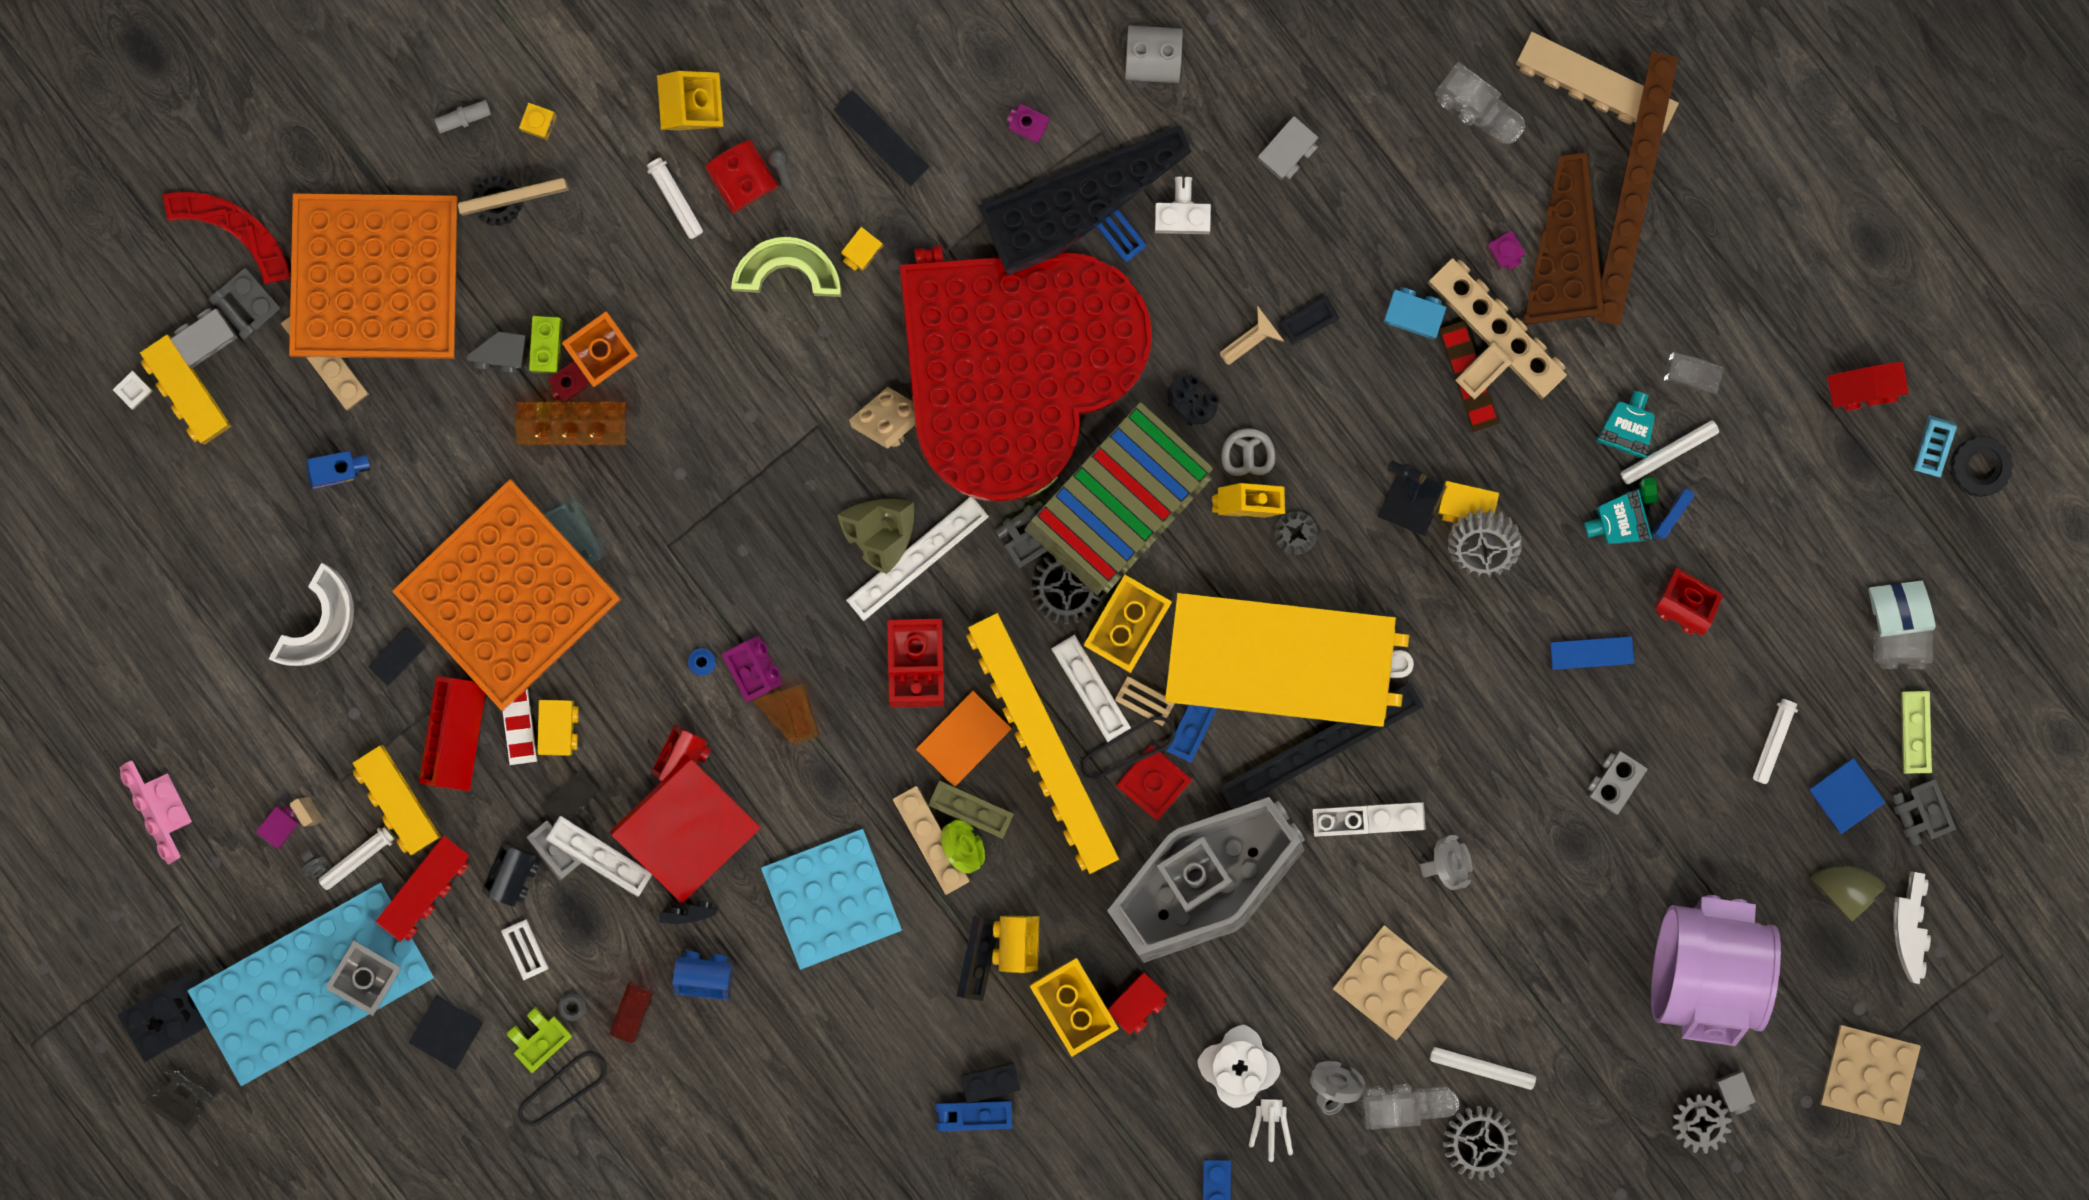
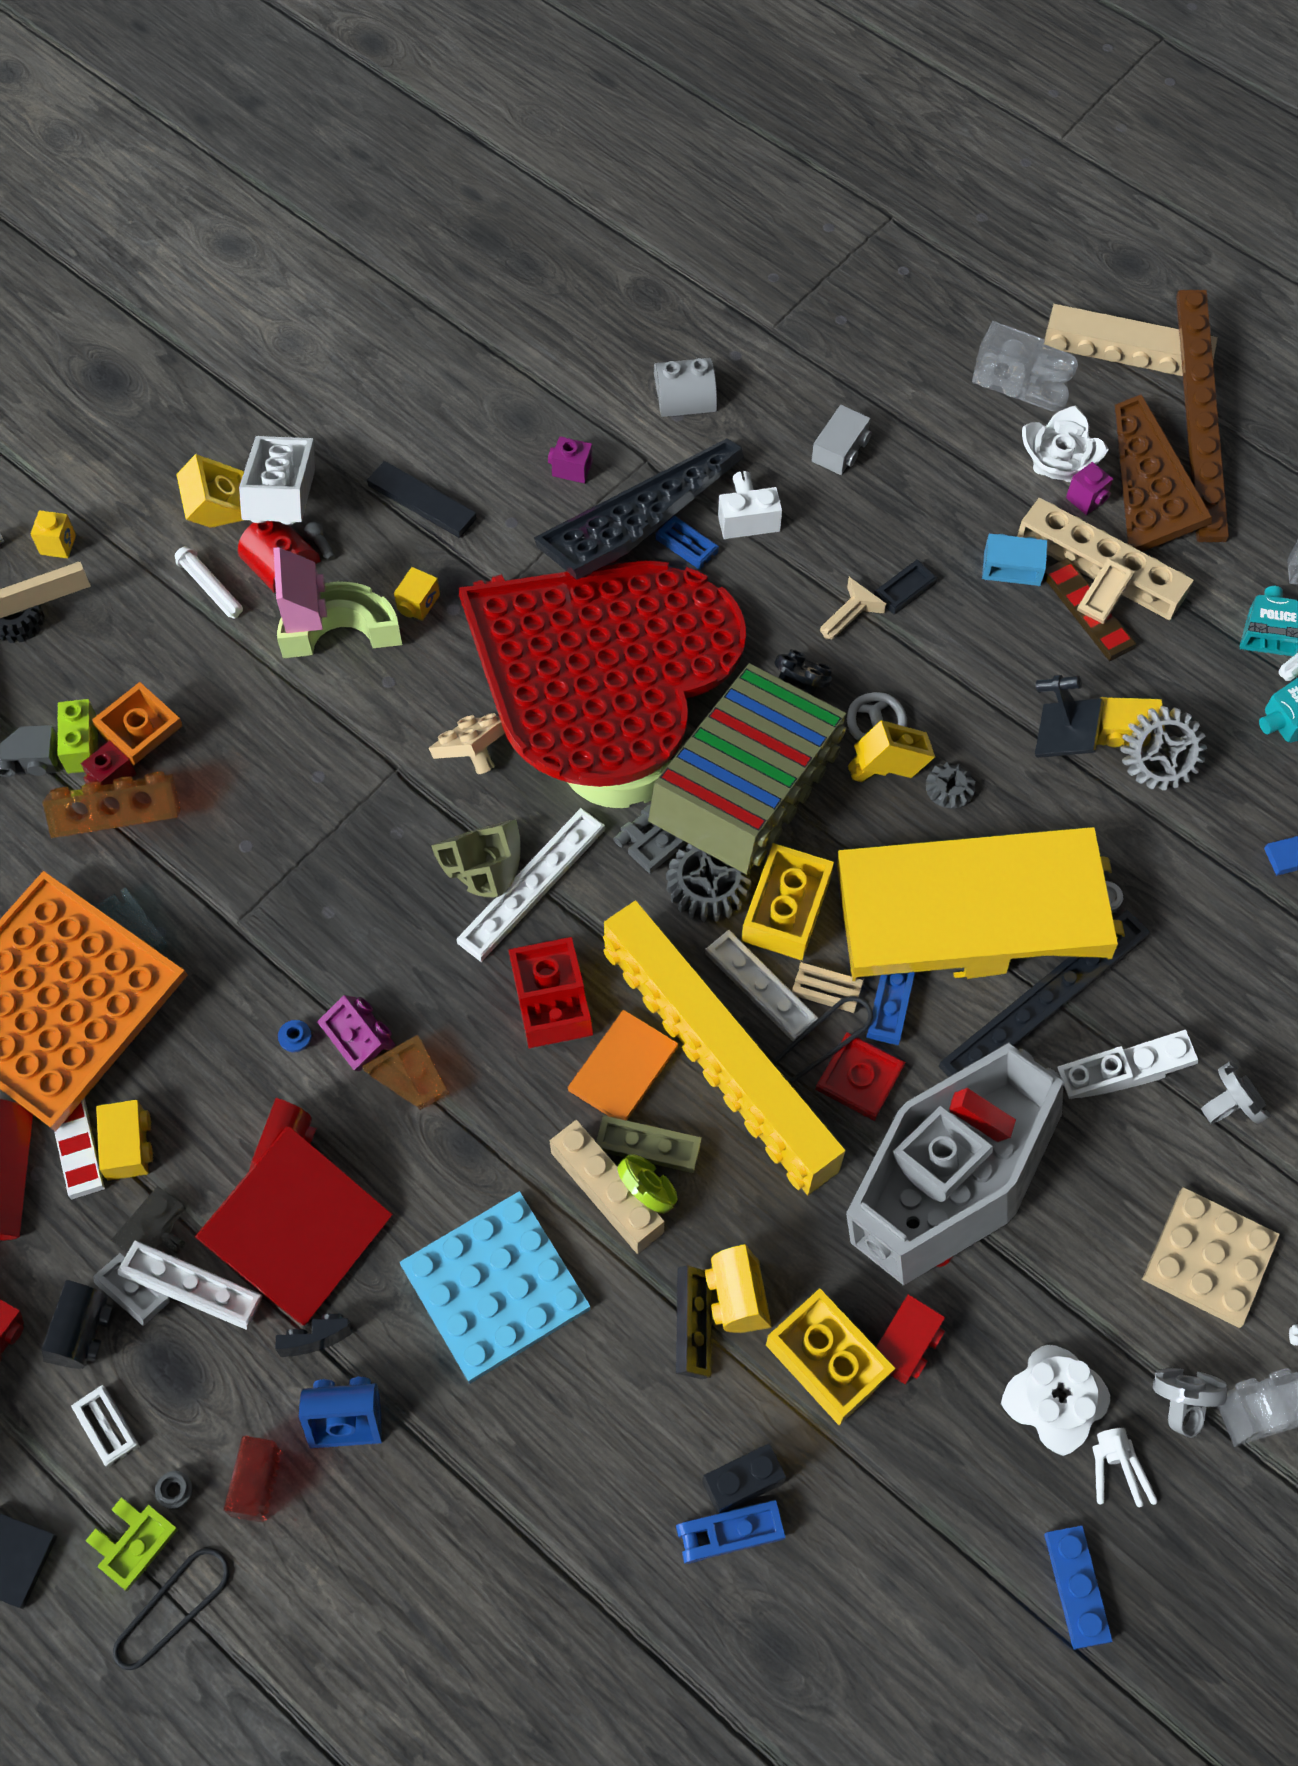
camera: 10 degrees left, 25 degrees down
(751, 112) = (277, 479): none -> white brick
(757, 256) = (298, 592): none -> bright pink slope
(1235, 847) = (982, 1115): none -> red piece
(1507, 184) = (1062, 445): none -> white brick

